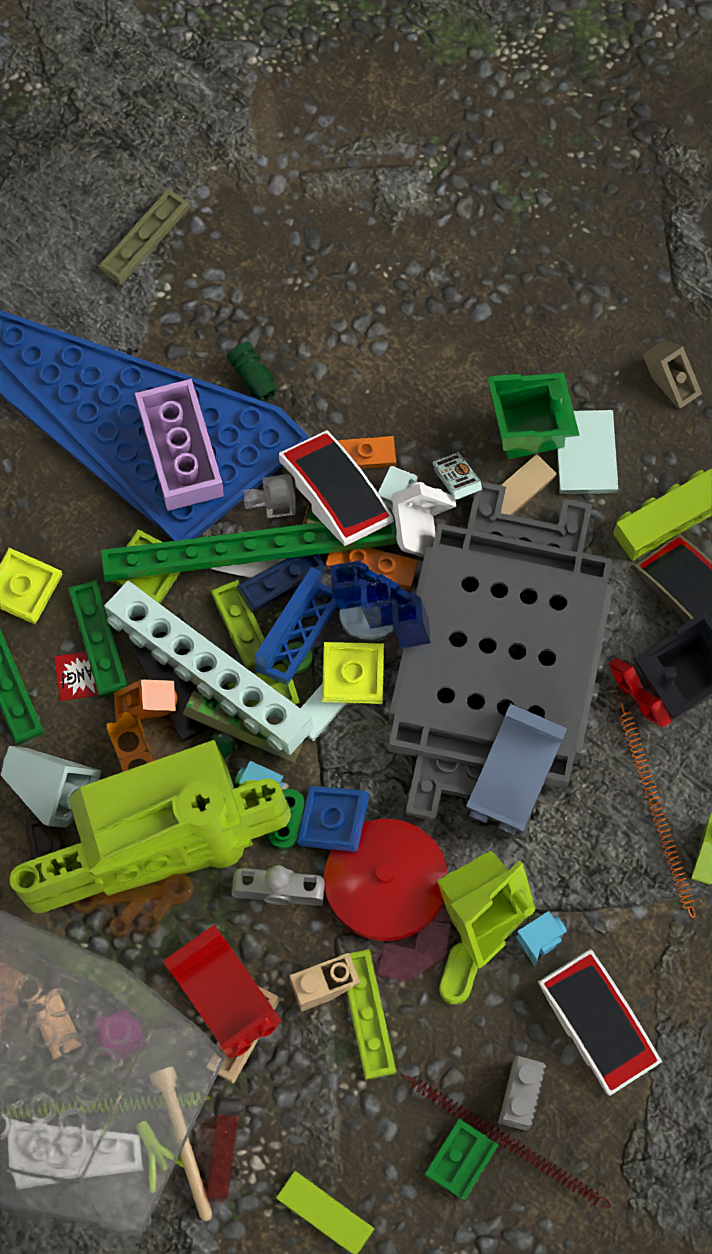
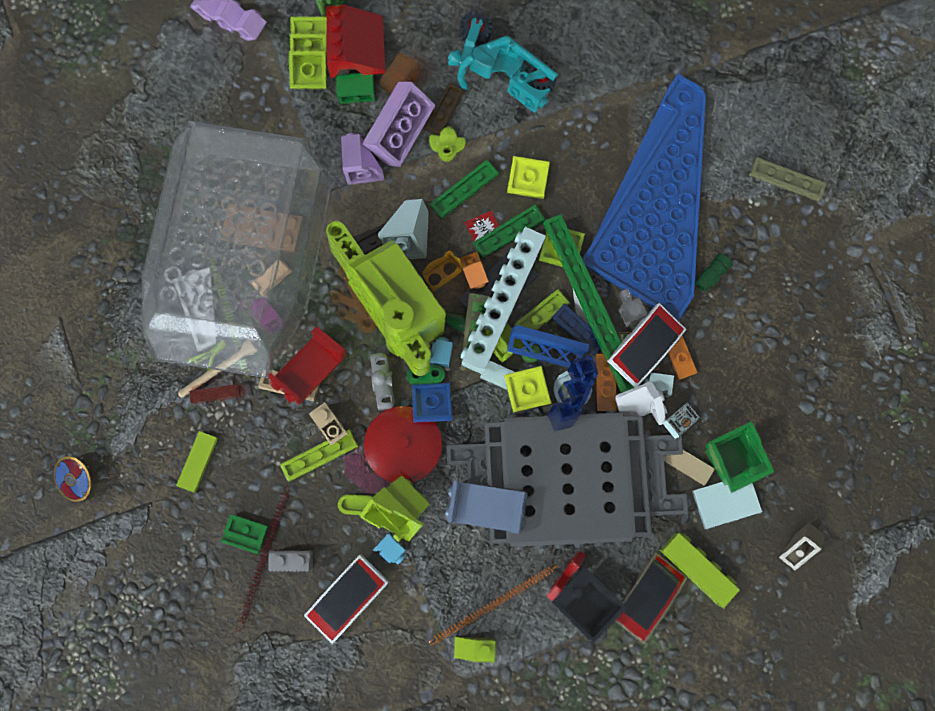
camera: 80 degrees right, 10 degrees up
(179, 444) = (645, 239): lavender brick -> none

